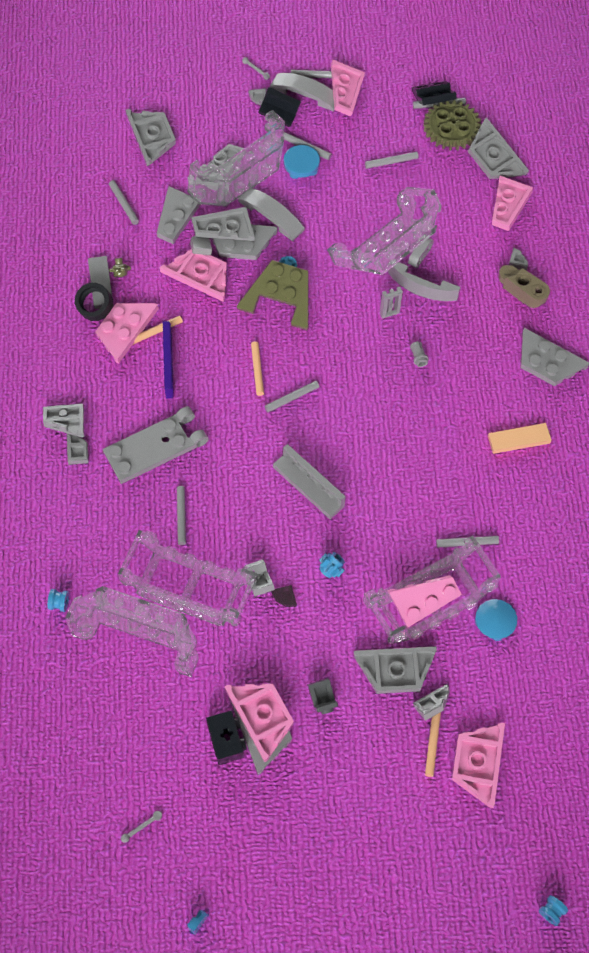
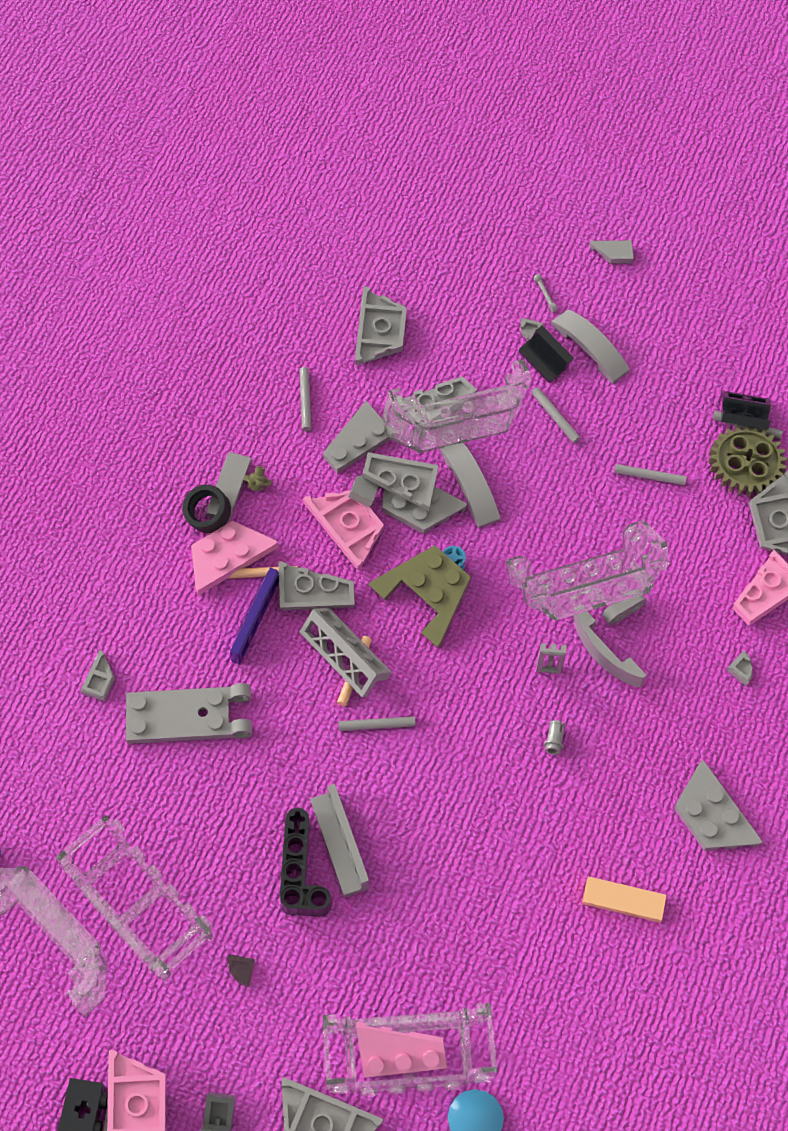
camera: 25 degrees right, 0 degrees up
(65, 418) = (103, 637): light grey wing -> none
(181, 522) = (174, 814): light grey bar -> none
(198, 327) = (310, 590): none -> light grey wing
(250, 351) = (350, 645): none -> light grey fence
(264, 582) = (223, 932): light grey bracket -> none
(288, 23) = (614, 251): none -> light grey tile
(288, 507) = (299, 861): none -> black beam
(301, 161) = (539, 433): dark azure tile -> none
(313, 74) = (616, 329): light grey bar -> none
(331, 565) = (312, 957): dark azure gear -> none
(346, 86) = (641, 358): bright pink wing -> none
(453, 542) = (496, 1004): light grey bar -> none
(531, 292) = (721, 687): dark tan piece -> none

